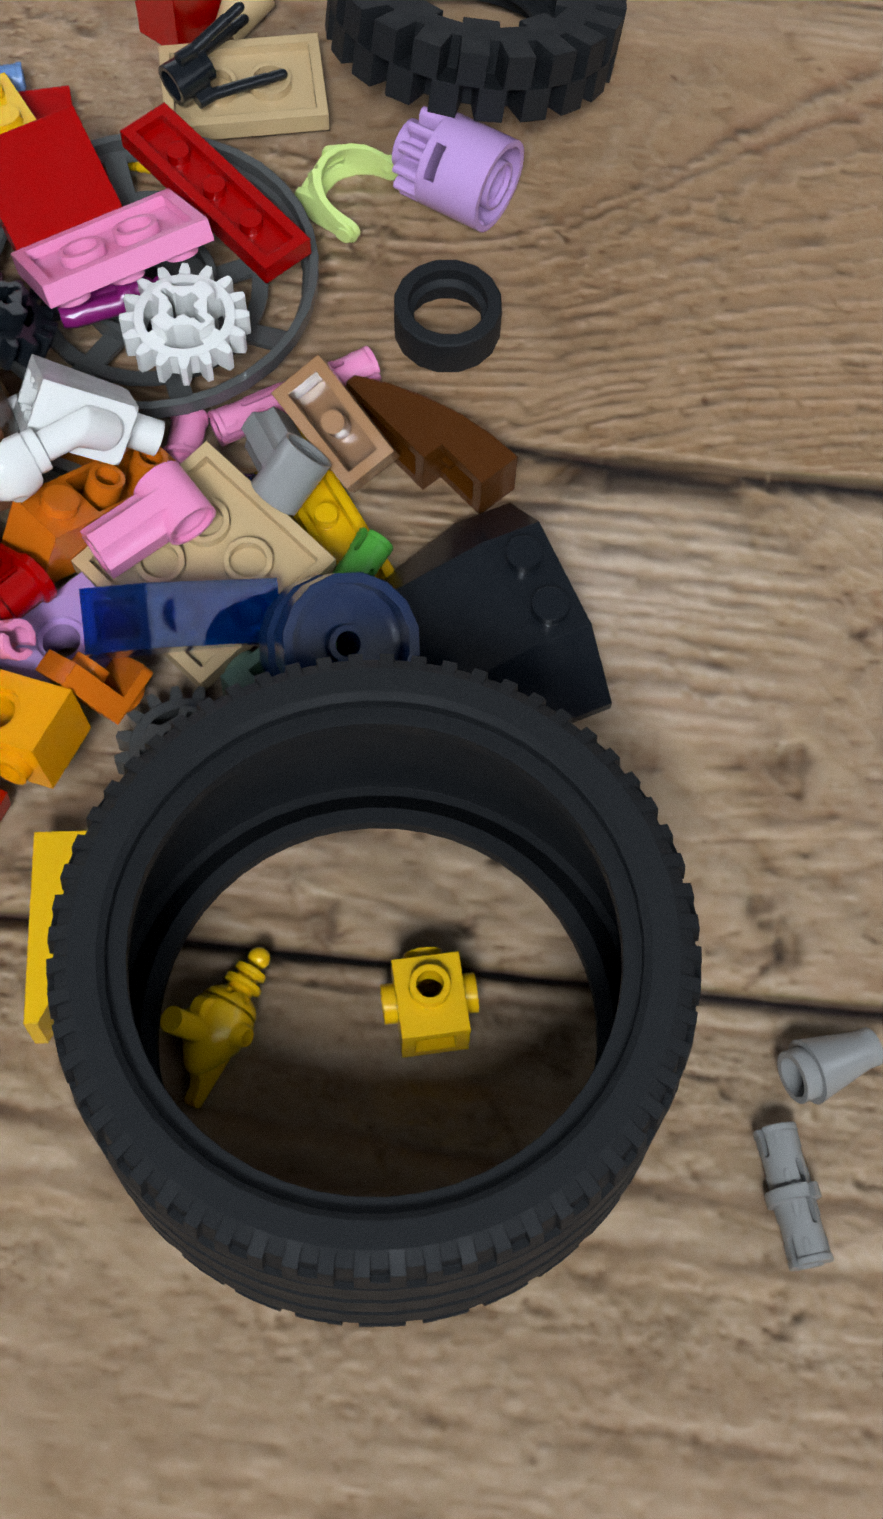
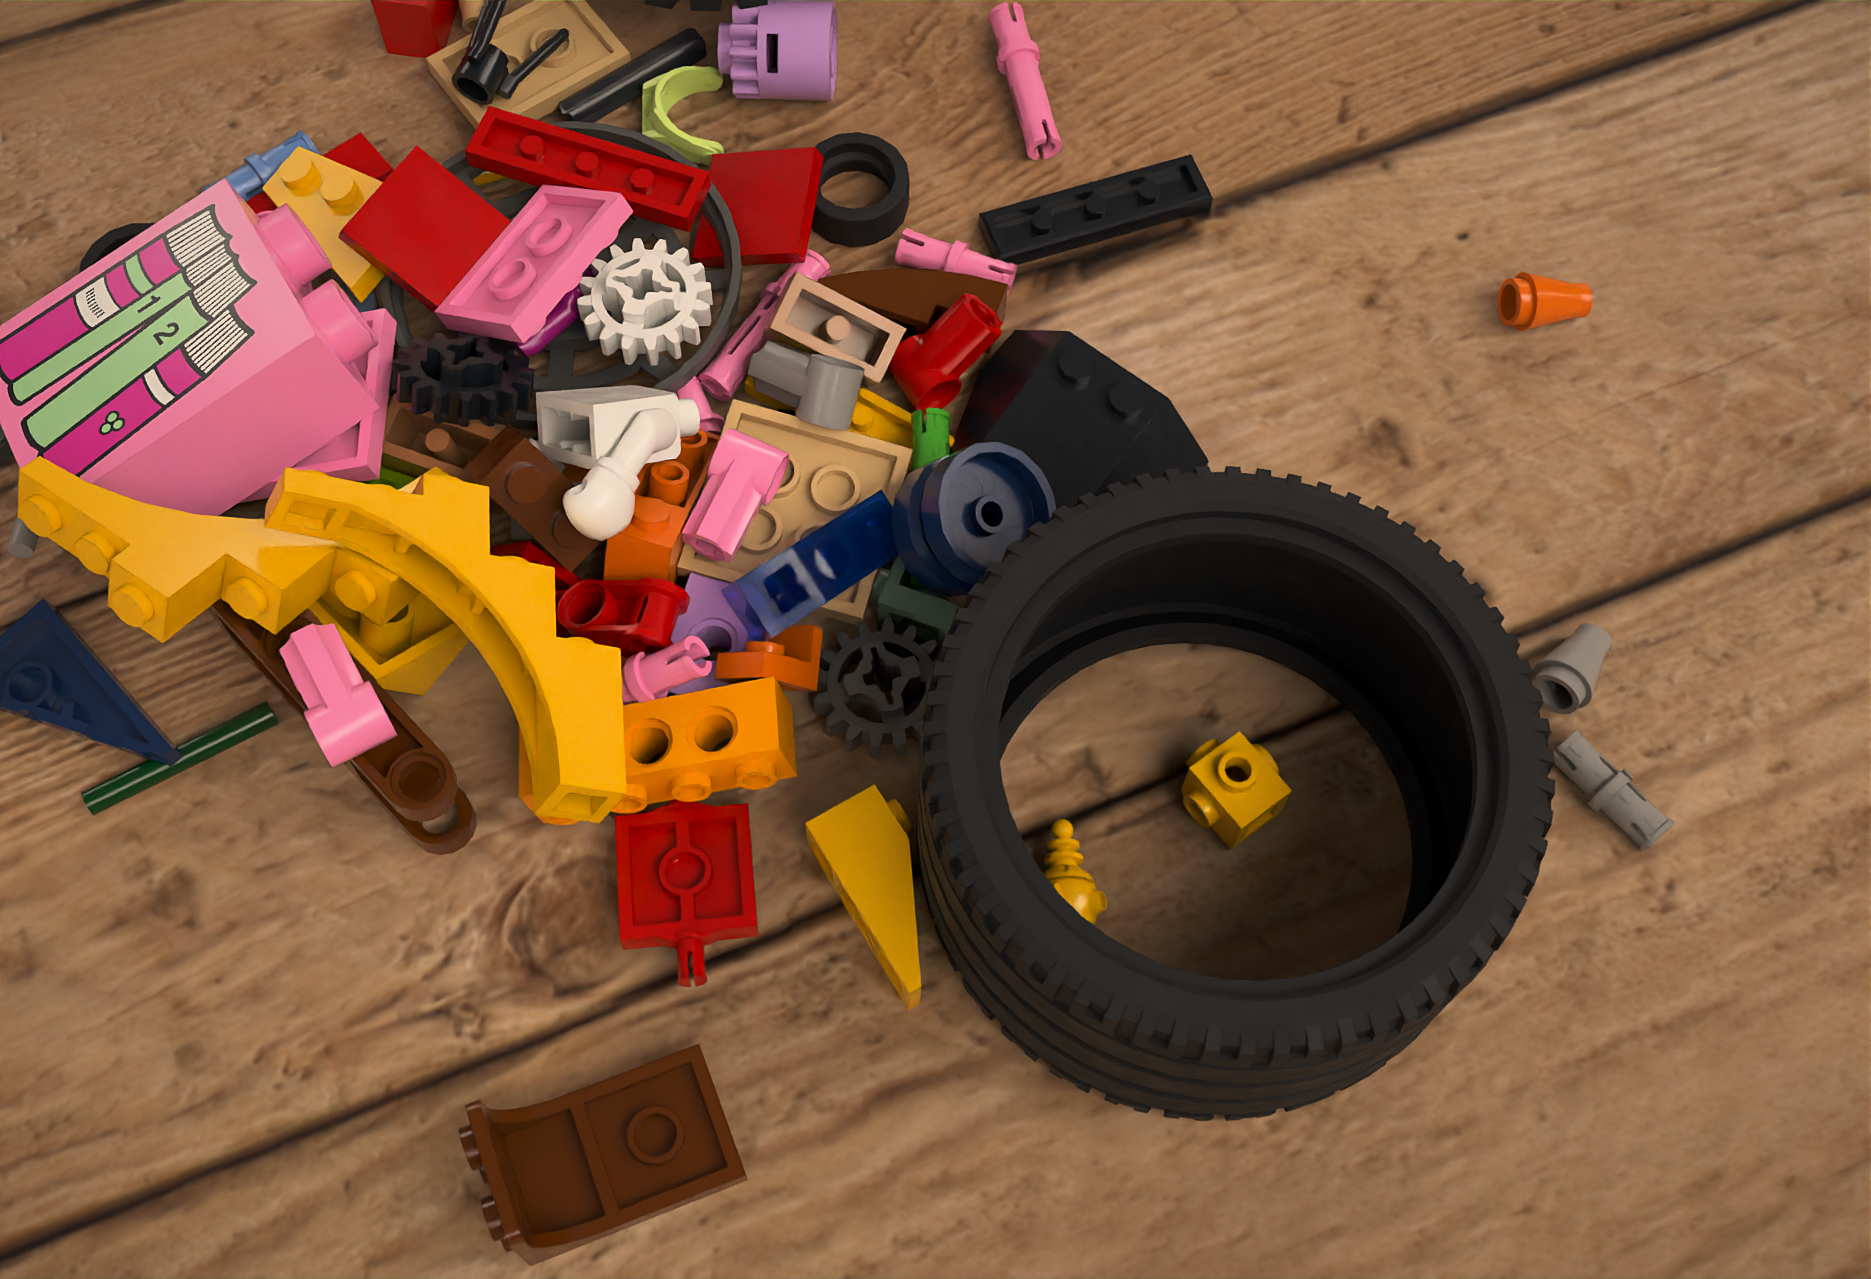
camera: 30 degrees left, 0 degrees up
(310, 139) = (627, 81): none -> black axle
(356, 292) = (770, 204): none -> red tile
(414, 493) = (932, 362): none -> red piece
(496, 417) = (929, 253): none -> bright pink pin
(655, 434) = (1095, 211): none -> black tile
(668, 270) = (1019, 63): none -> bright pink pin

